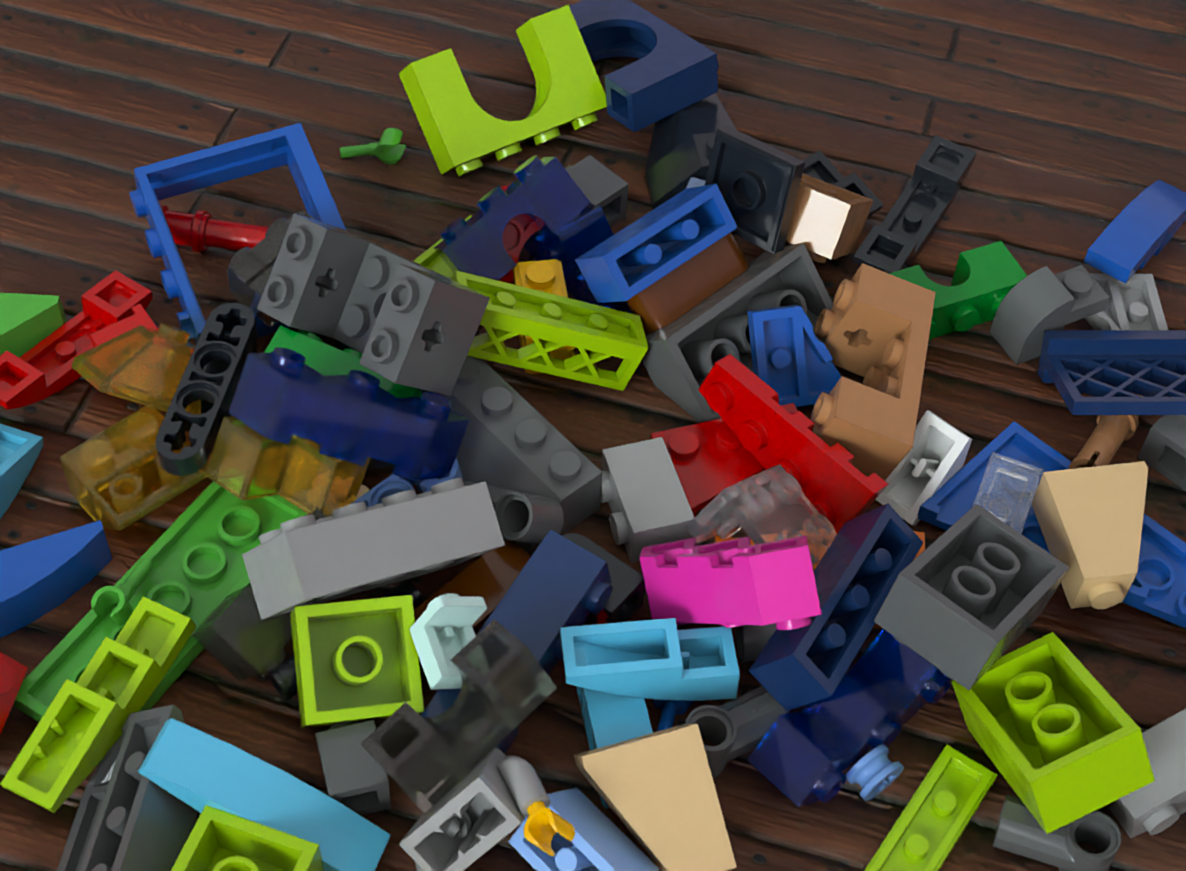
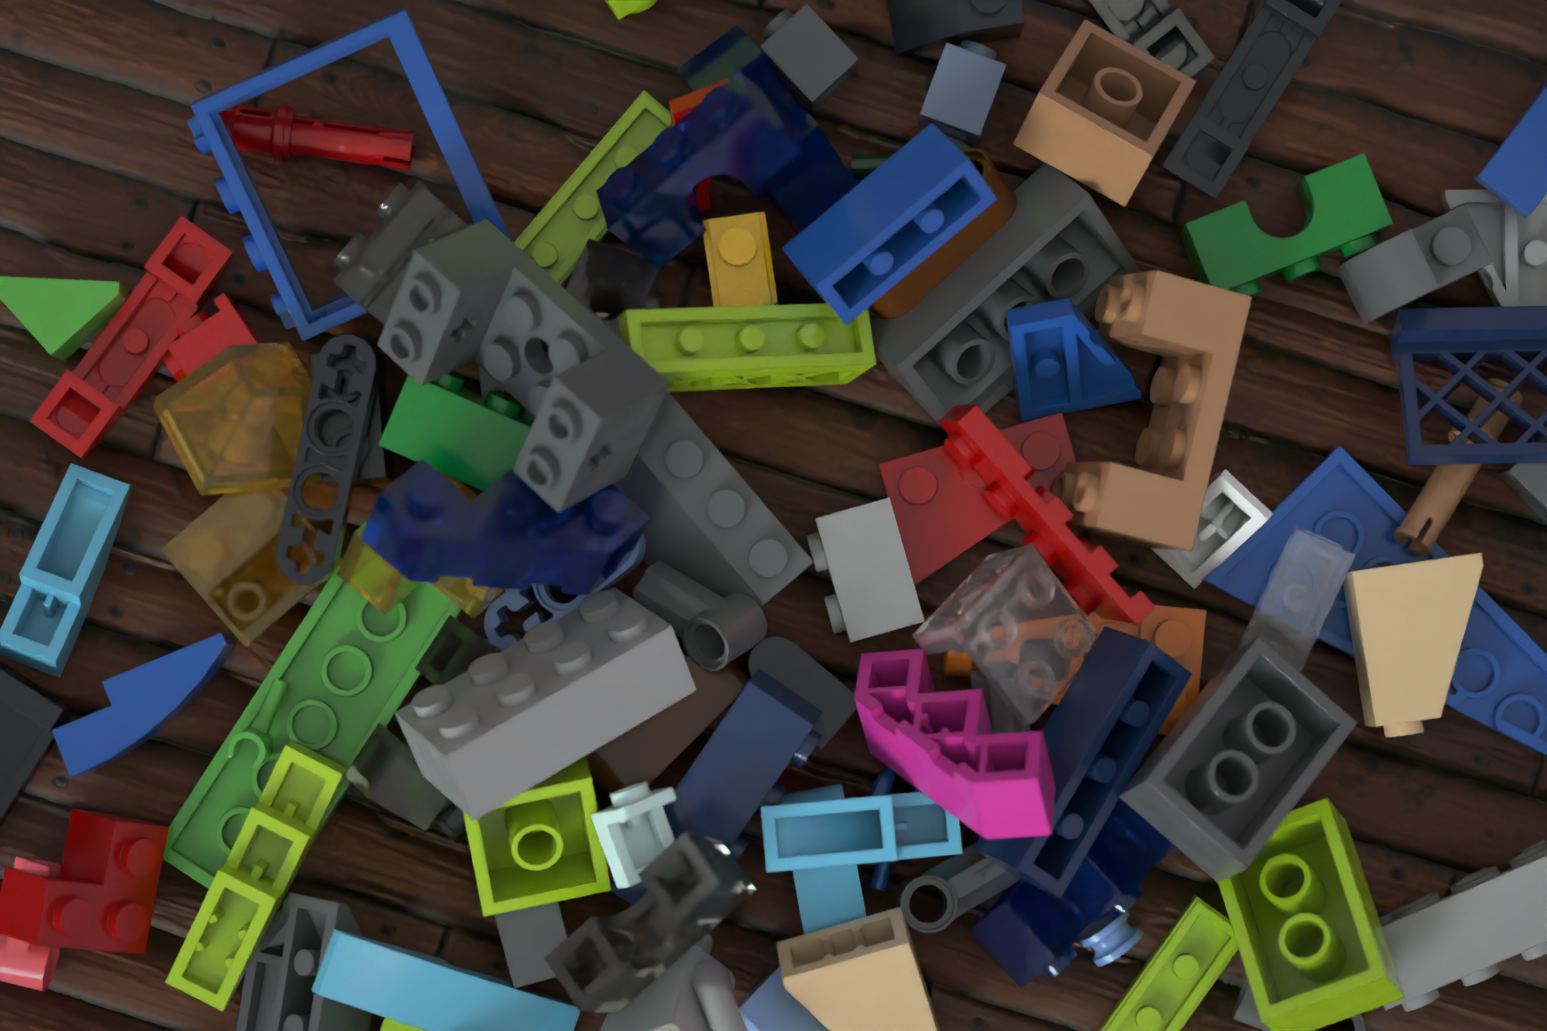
camera: 10 degrees right, 35 degrees up
(756, 185) = (1019, 126): black plate -> none

